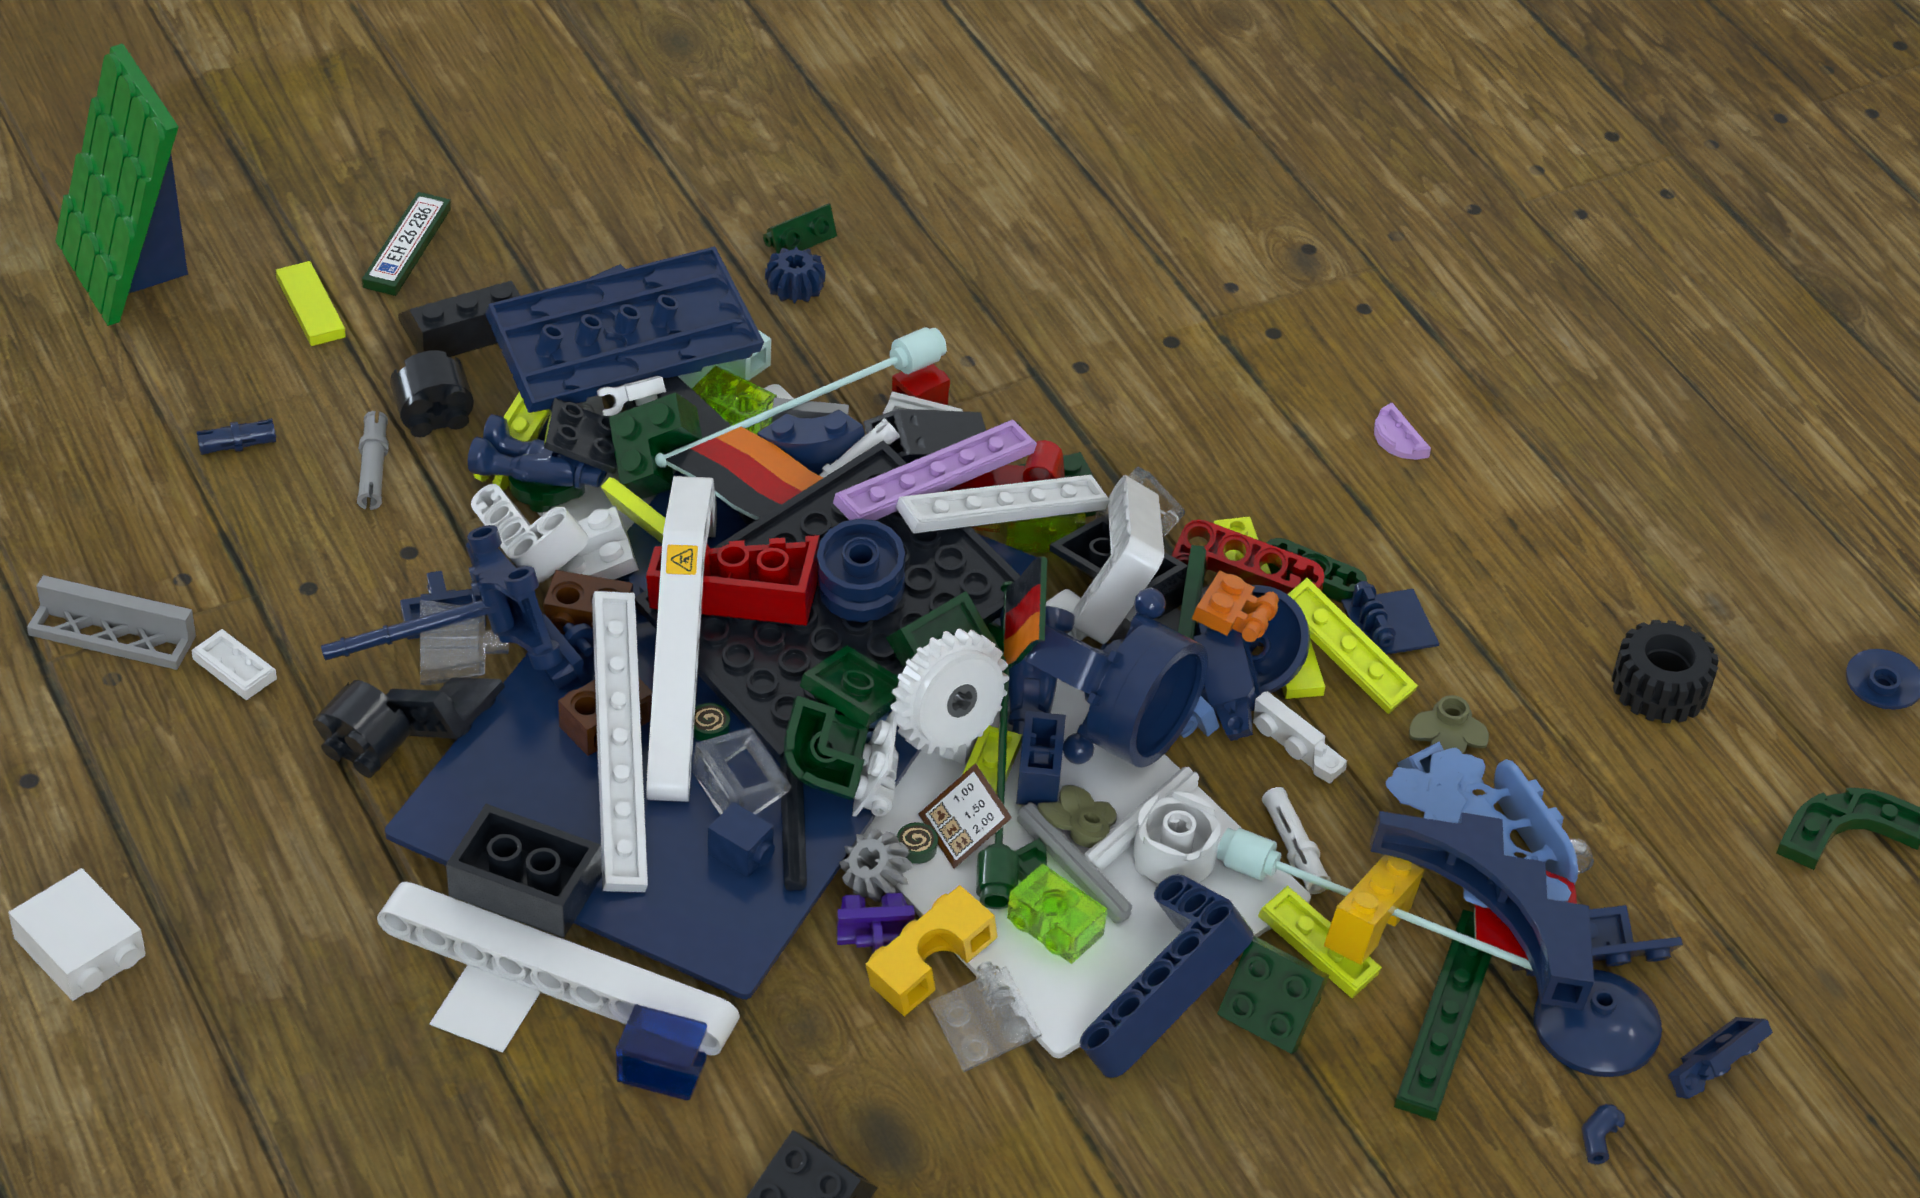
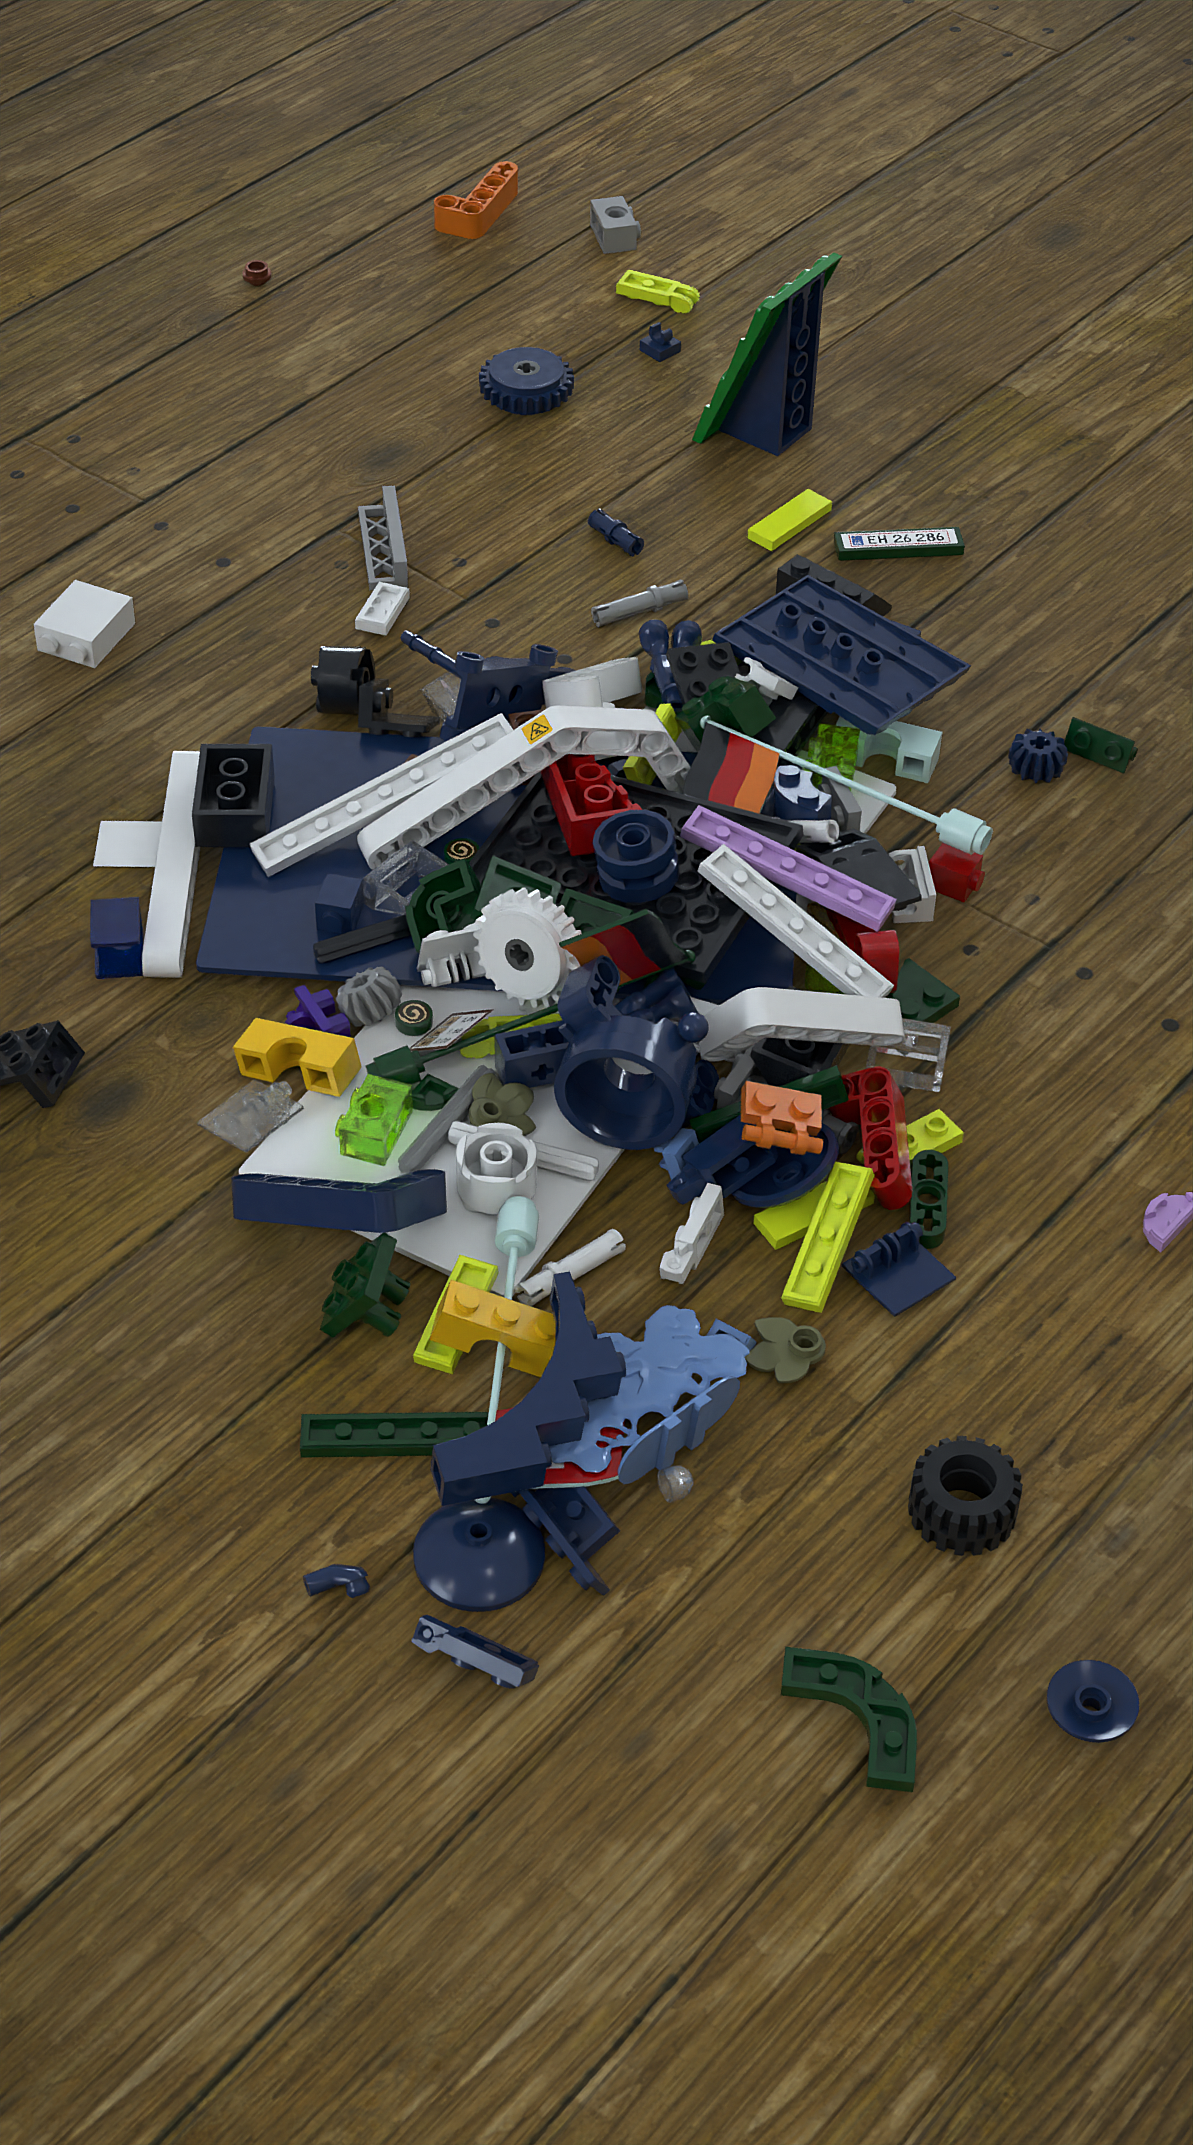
camera: 70 degrees right, 0 degrees up
(432, 393) = (719, 597): black brick -> none

